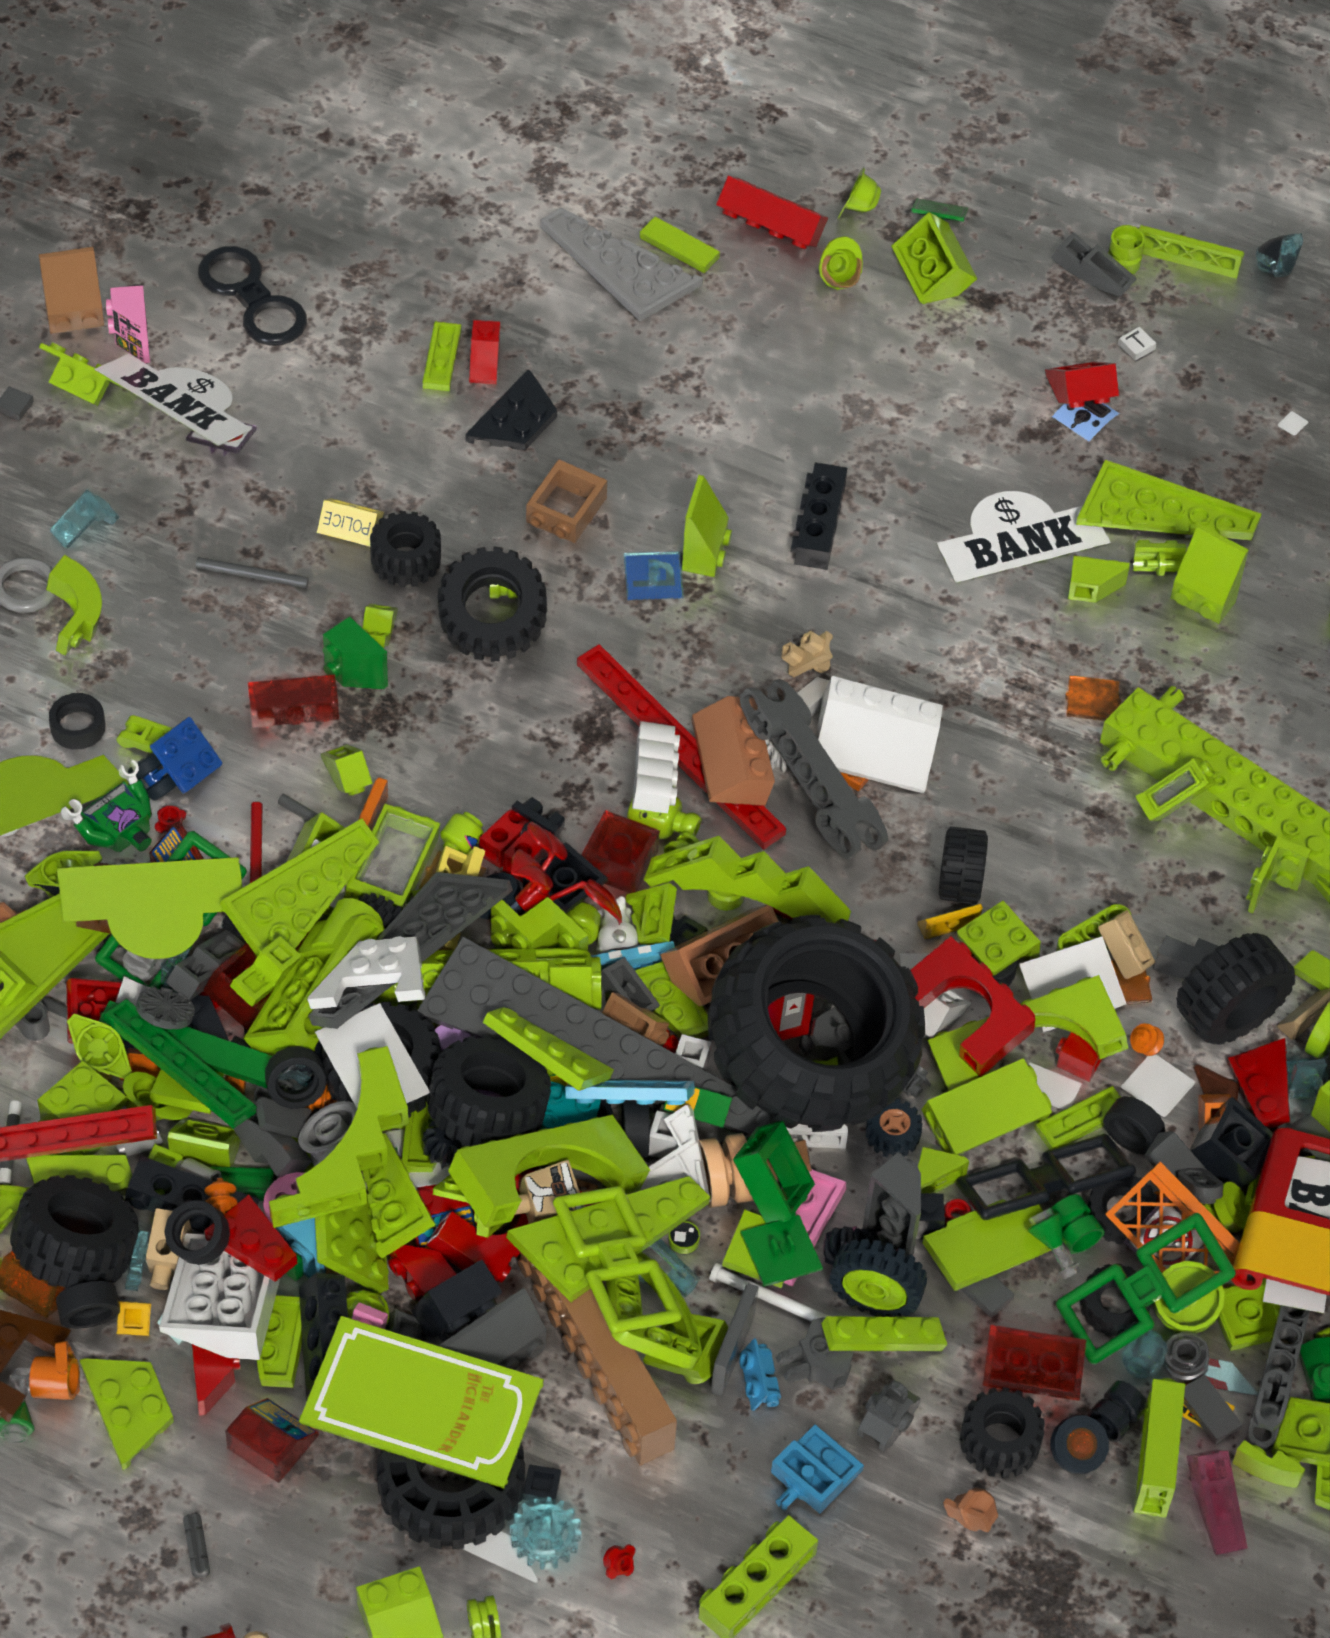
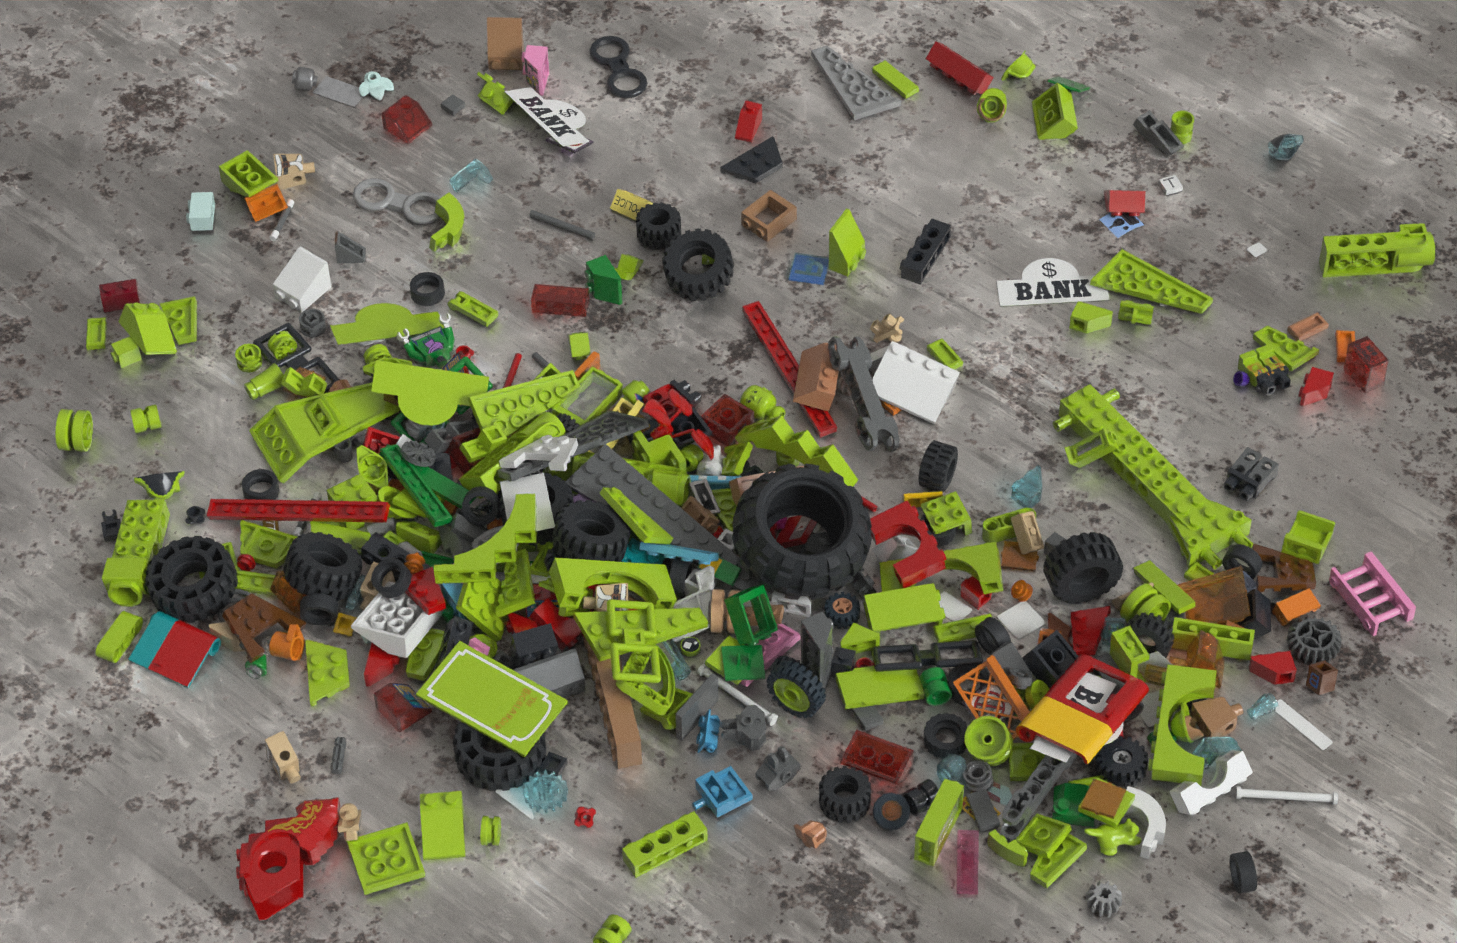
camera: 20 degrees right, 5 degrees down
(36, 849) = (375, 353): none -> lime wheel
(114, 1574) = (282, 757): none -> tan torso
(184, 757) = (481, 318): blue plate -> none
(442, 356) = (722, 120): lime tile -> none
(655, 767) = (763, 374): white brick -> none
(883, 1333) = (790, 722): lime plate -> none
(902, 677) = (944, 354): none -> lime tile
(1048, 1230) = (914, 684): piece -> none
(1068, 967) = (1000, 534): white sticker -> none
(1092, 698) = (1061, 387): clear orange piece -> none
(1102, 872) = (1028, 489): none -> clear light blue slope
(1146, 1287) = (960, 727): green bar -> none
(1192, 252) = (1225, 135): lime fence -> none
(1210, 574) = (1161, 326): lime slope -> none
(1281, 864) = (1141, 503): lime bracket -> none

